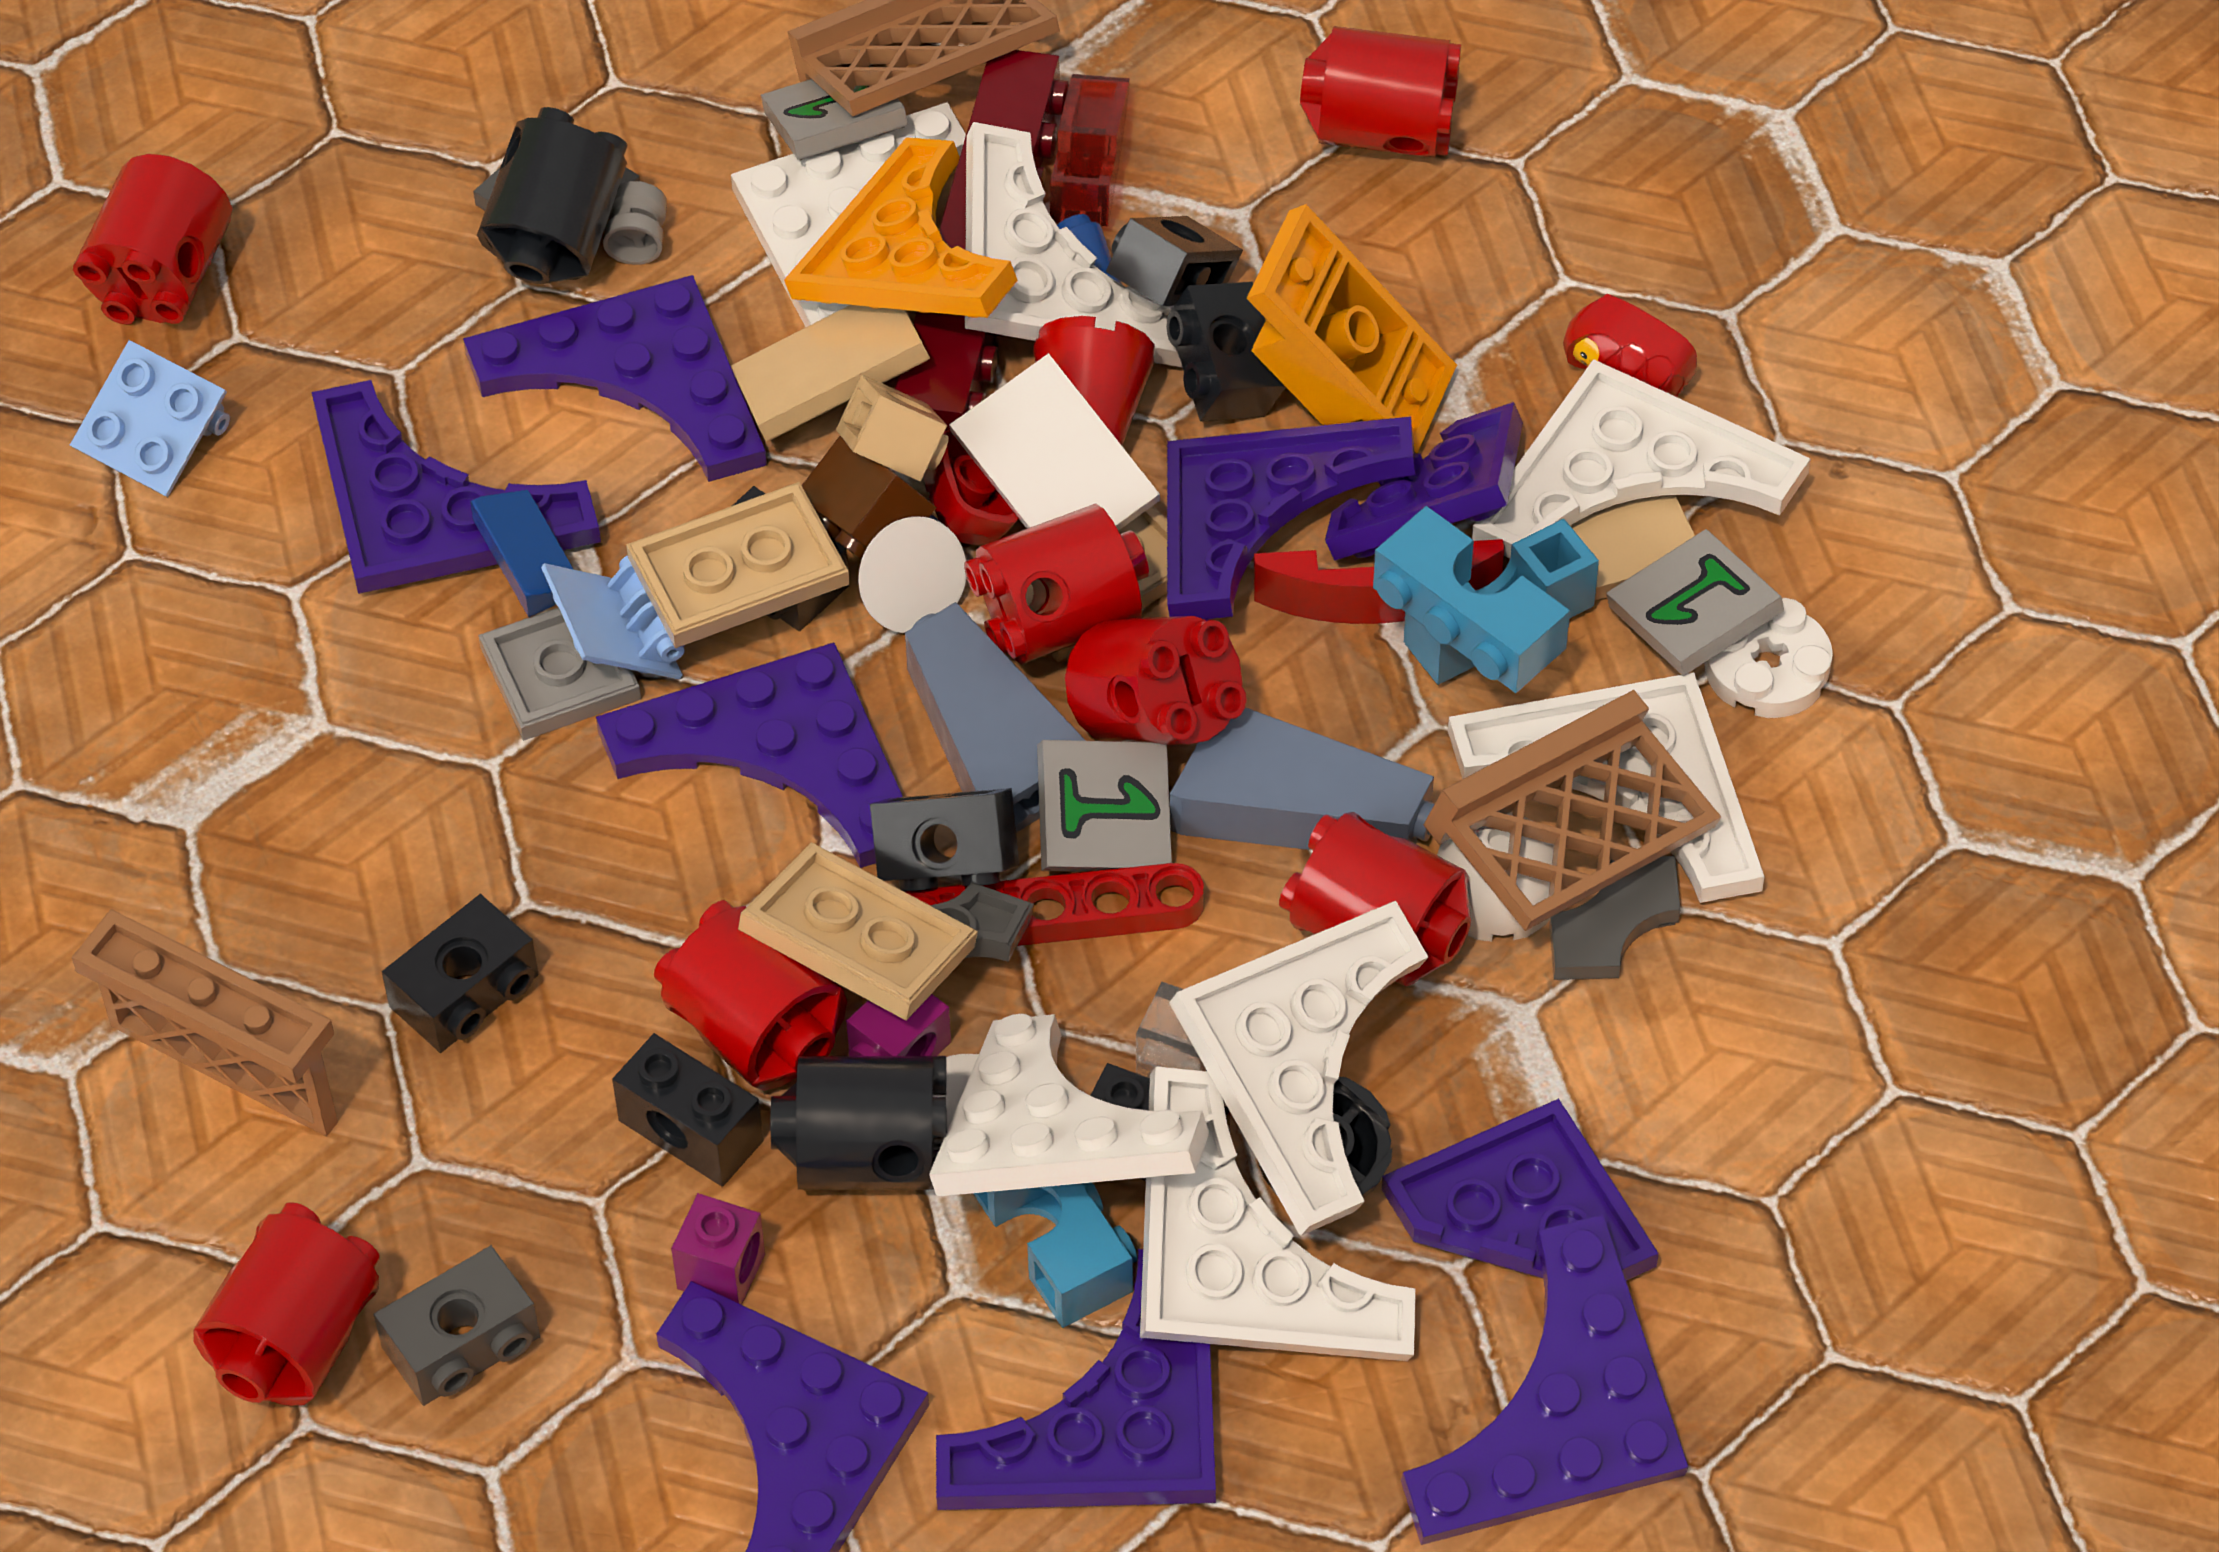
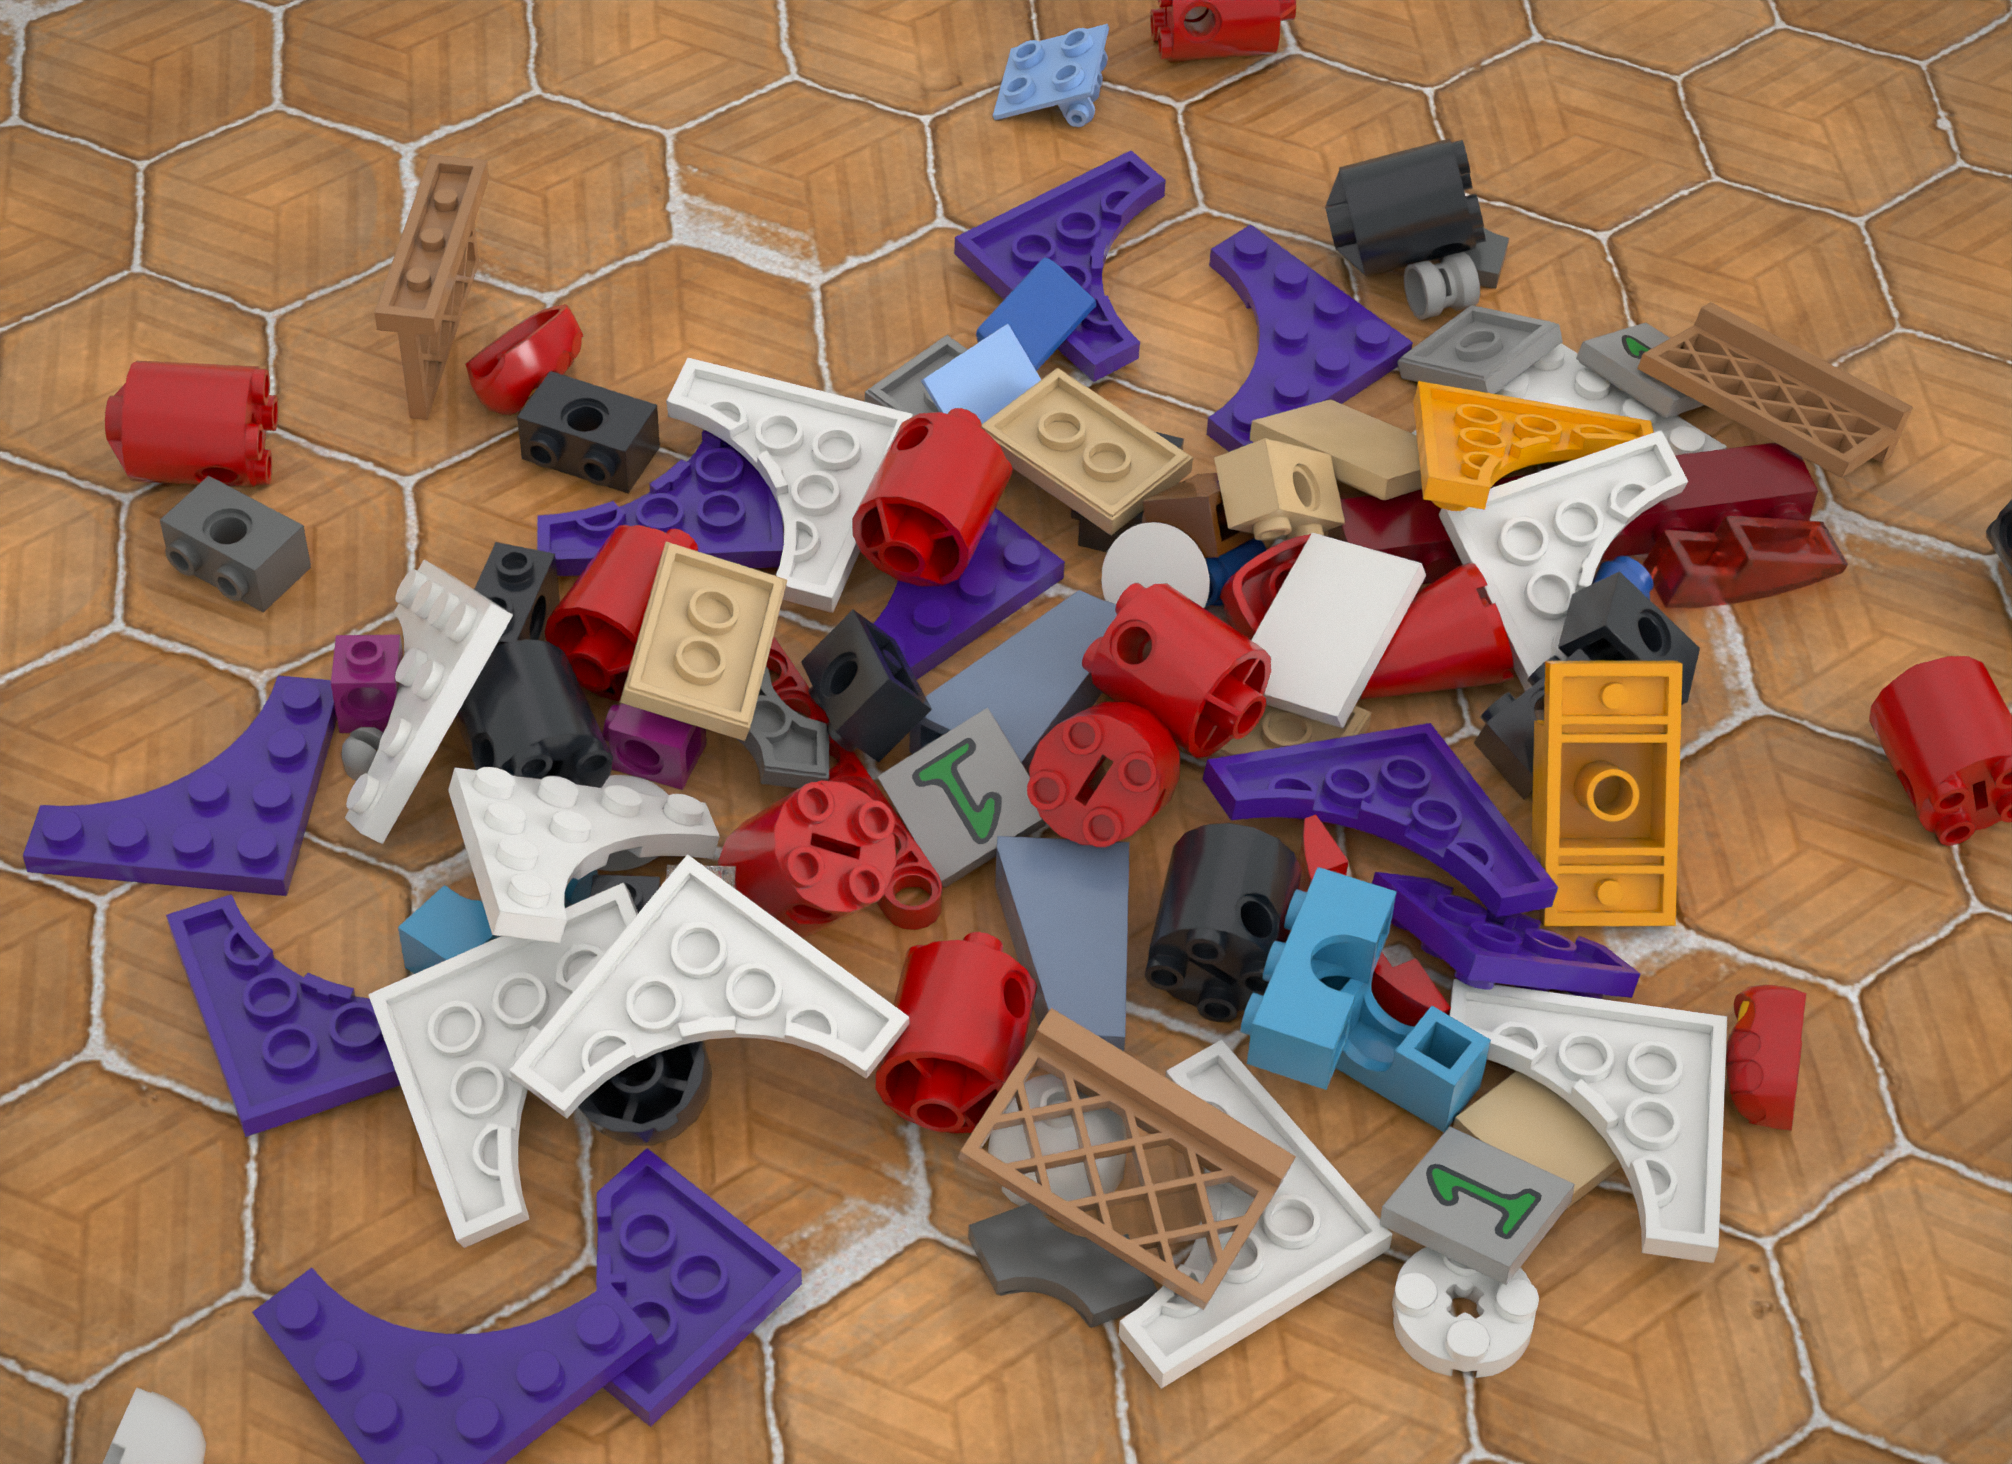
camera: 65 degrees right, 5 degrees down
(329, 979) = (522, 357): none -> red piece
(611, 900) = (710, 497): none -> dark purple plate
(621, 779) = (810, 451): none -> white plate
(740, 228) = (1480, 350): none -> light grey tile
(758, 697) = (931, 498): none -> red cylinder
(782, 1153) = (446, 645): none -> white plate
(795, 1293) = (360, 751): none -> light grey hinge
(1151, 928) = (814, 855): none -> red cylinder
(1336, 659) = (1221, 916): none -> black cylinder

